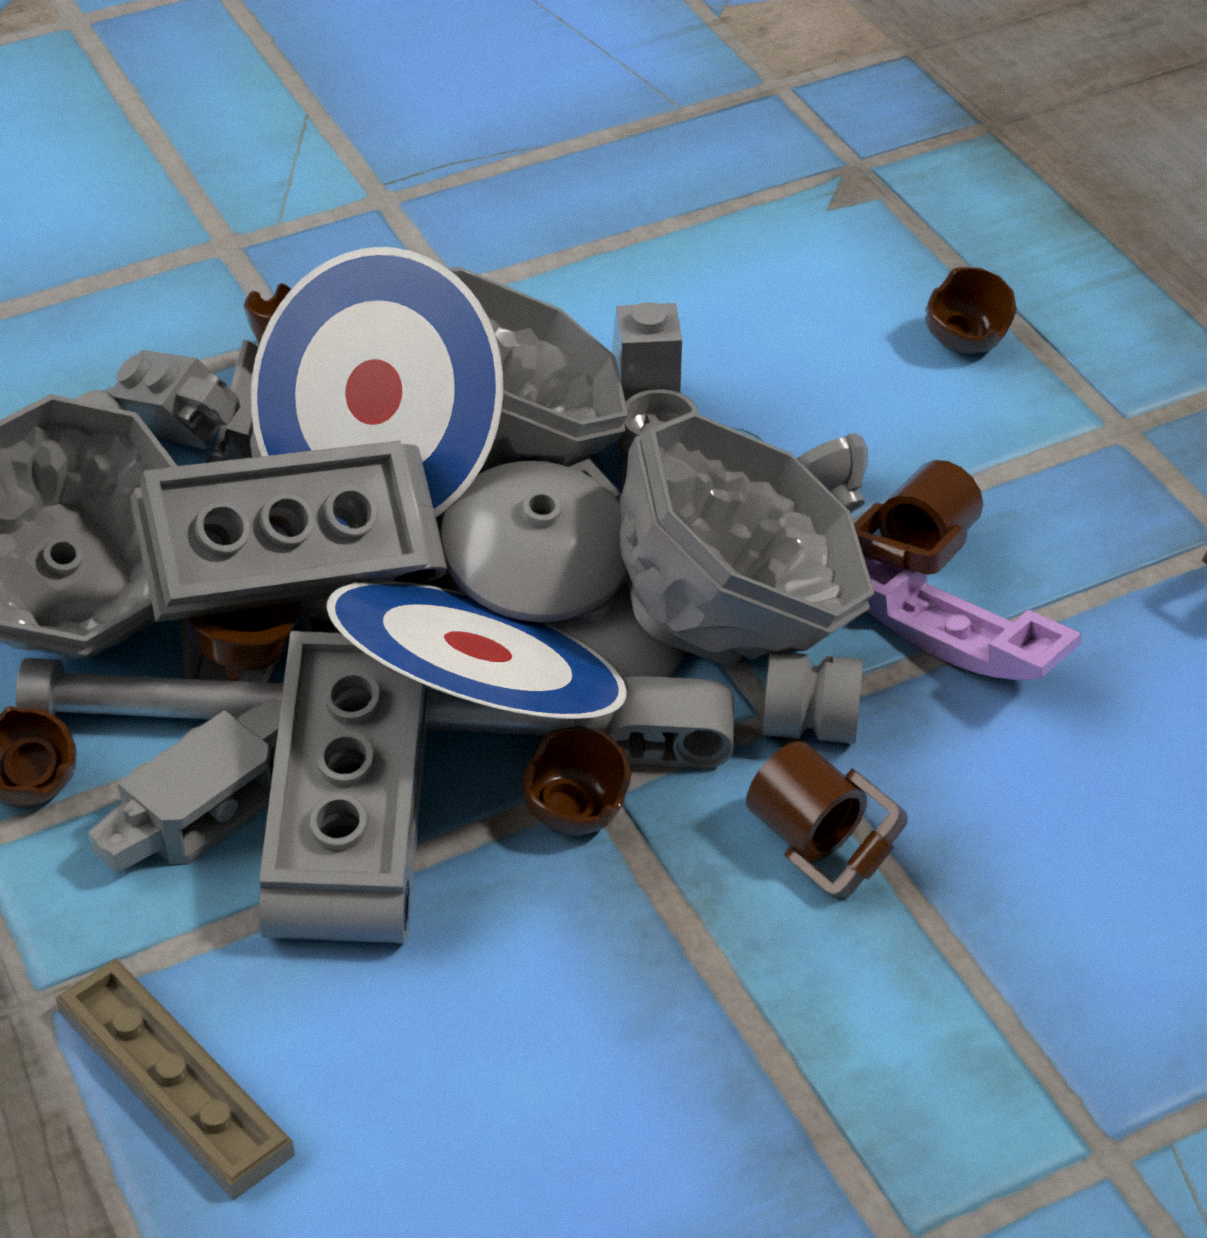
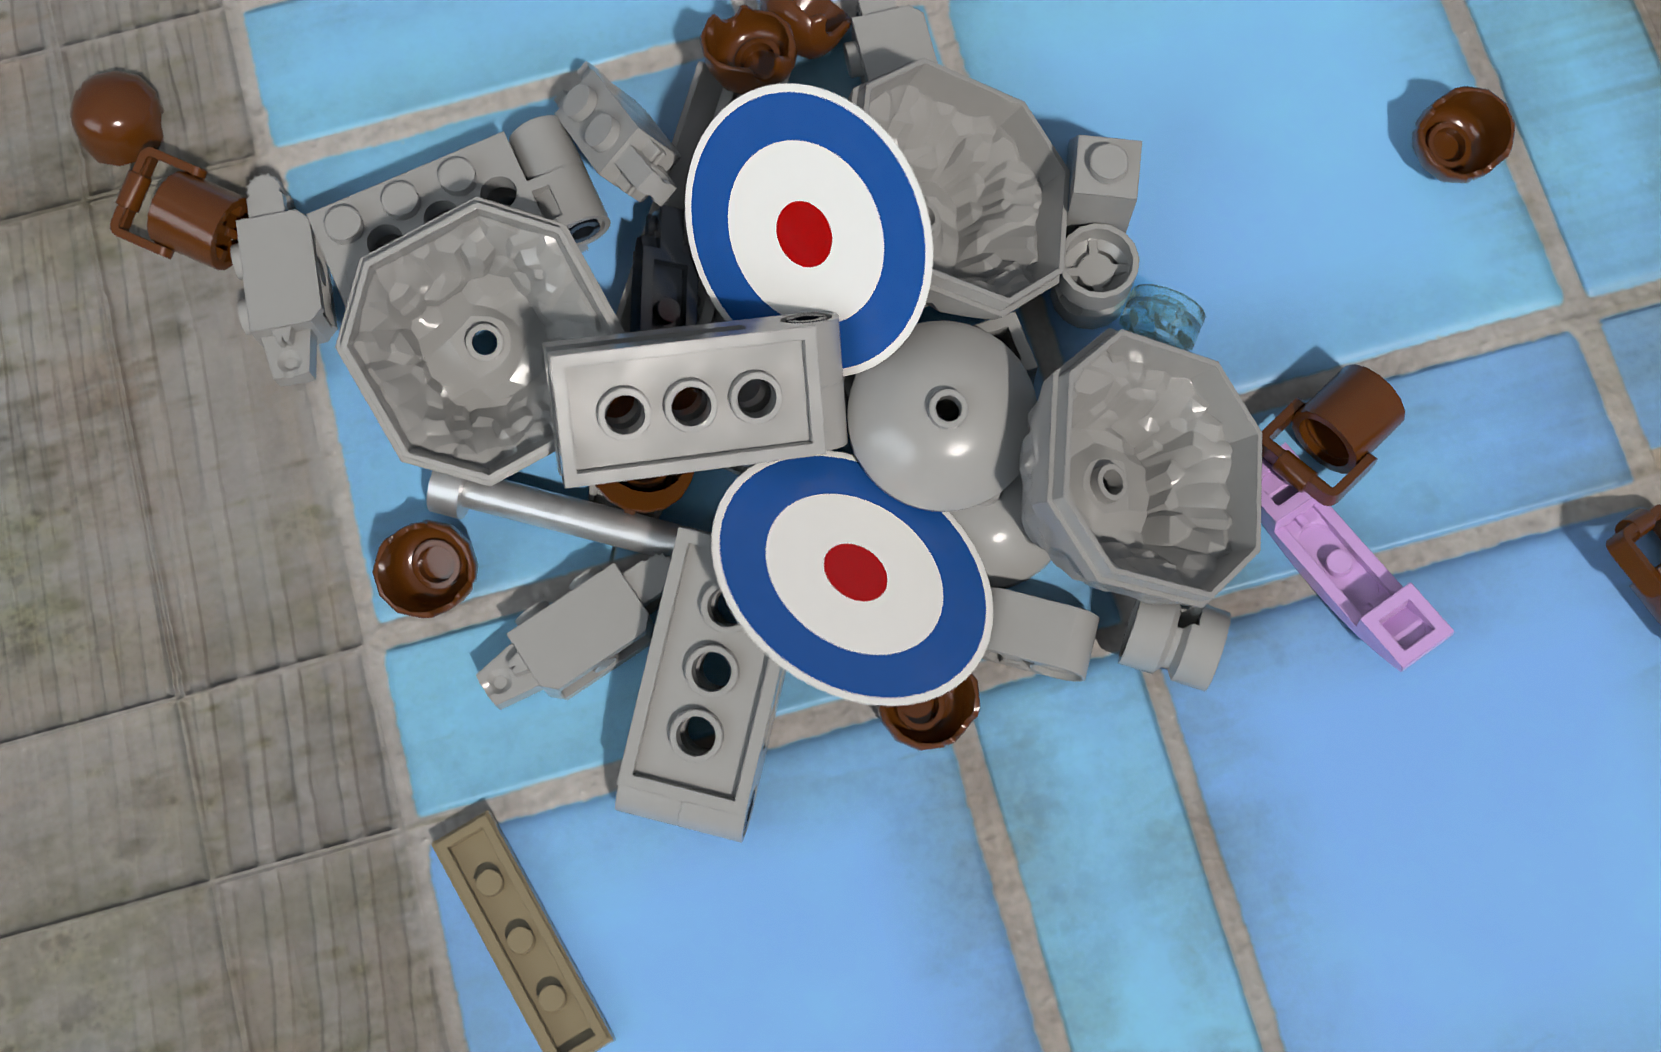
camera: 15 degrees right, 30 degrees up
(817, 812) = (1139, 768): reddish brown piece -> none
(840, 468) = (1261, 345): light grey piece -> none

